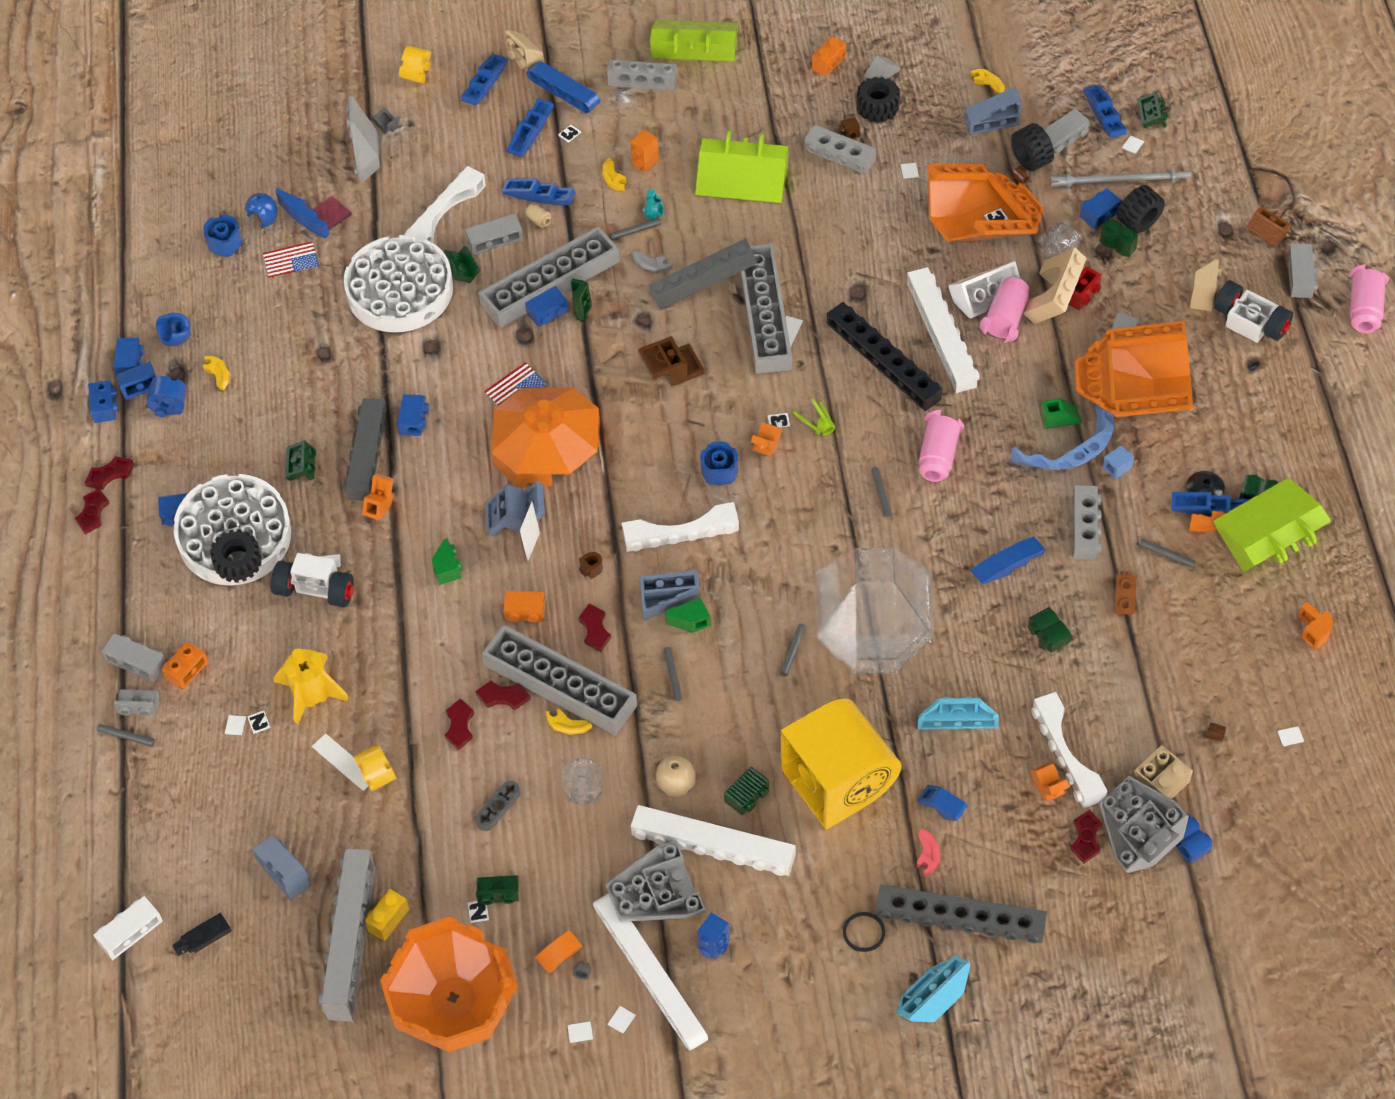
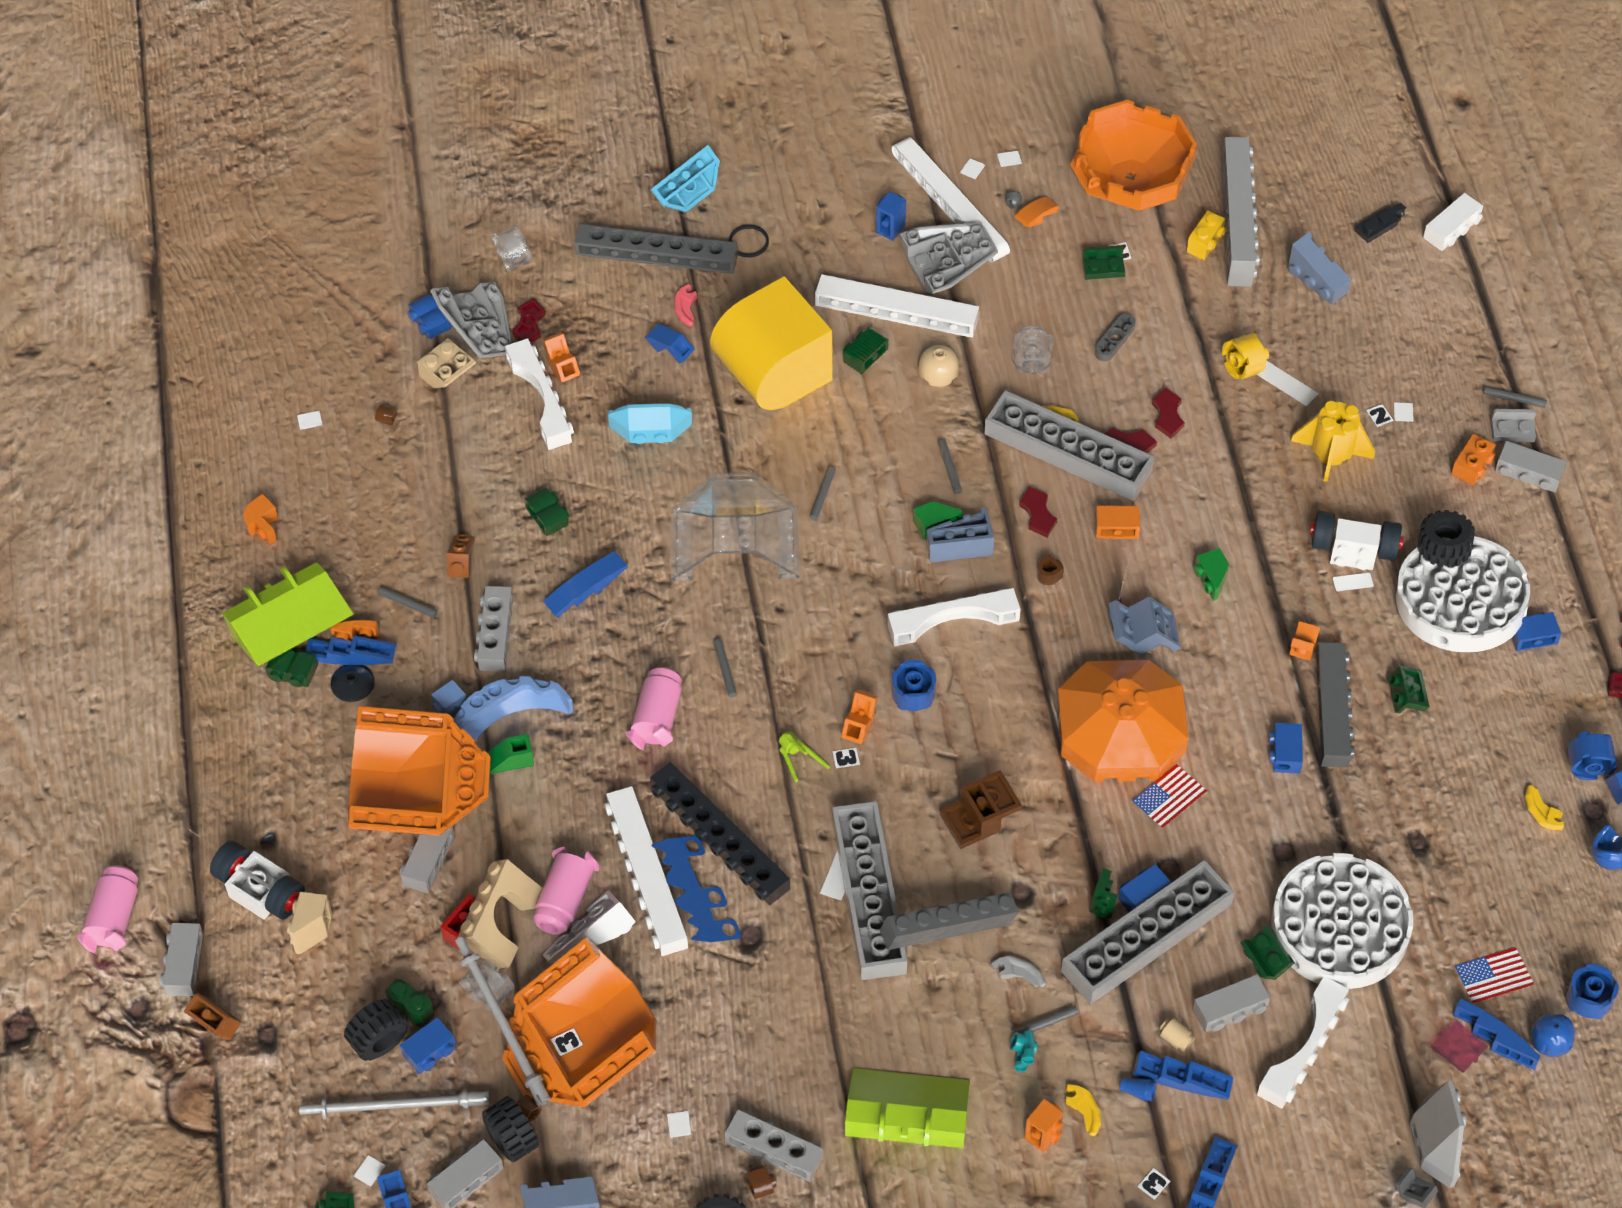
camera: 175 degrees right, 0 degrees up
(570, 181) = (1140, 1088): none -> blue cone
(900, 306) = (694, 898): none -> blue piece
(1018, 179) = (533, 1080): none -> light grey bar
(1112, 908) = (512, 248): none -> clear brick

